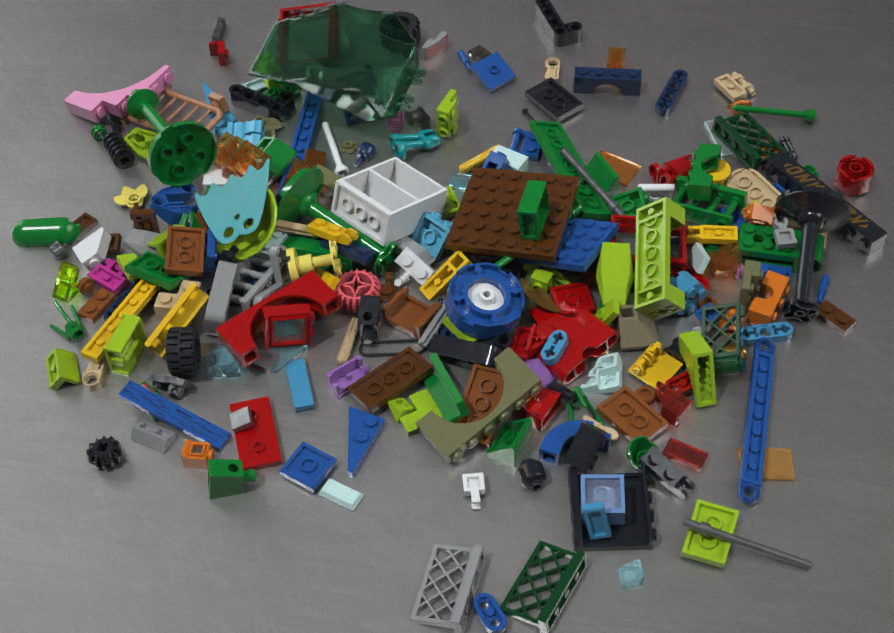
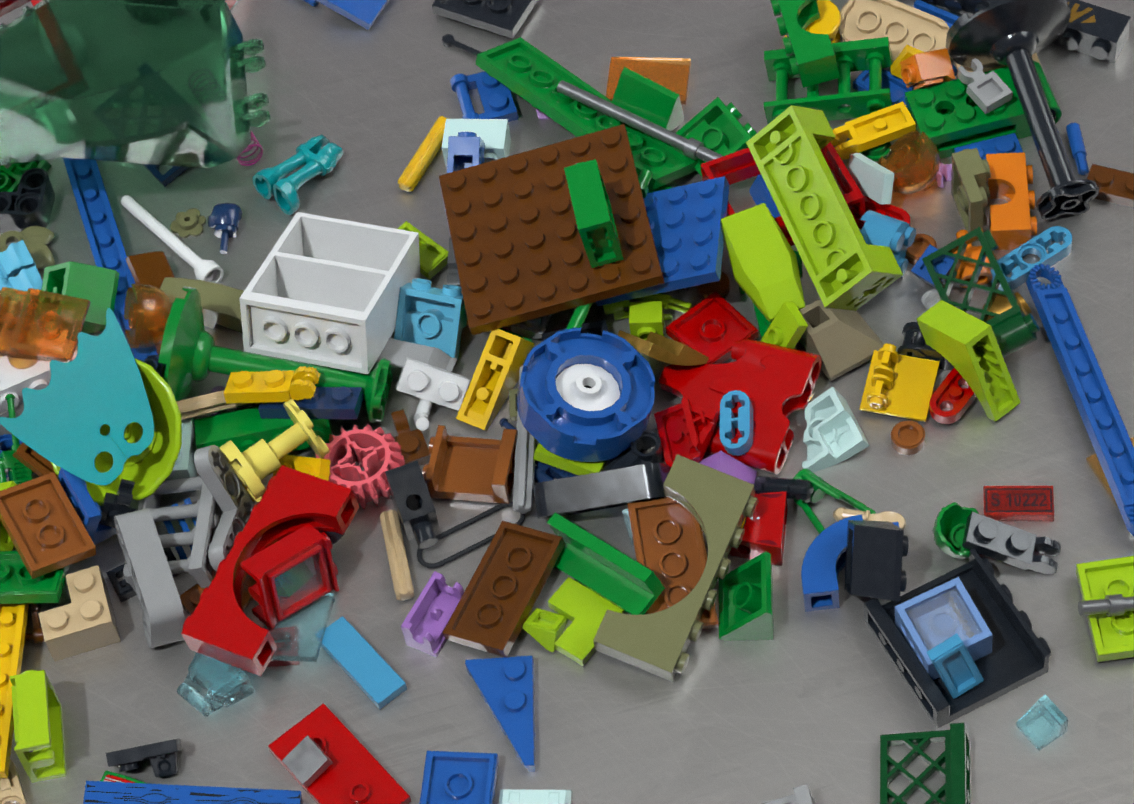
camera: 20 degrees left, 5 degrees up
(179, 316) = (103, 647): yellow fence -> none
(183, 351) = (145, 693): black tyre -> none
(418, 119) = (285, 129): clear smoke piece -> none
(447, 114) = (333, 101): lime plate -> none
(459, 181) = (421, 207): clear light blue brick -> none
(474, 486) = (736, 698): white plate -> none
(532, 474) = (811, 639): black head -> none
(631, 415) = (907, 478): dark orange plate -> none
(658, 191) = (745, 92): white plate -> none
(670, 170) = (745, 48): red piece -> none
(672, 404) = (956, 434): clear red slope -> none

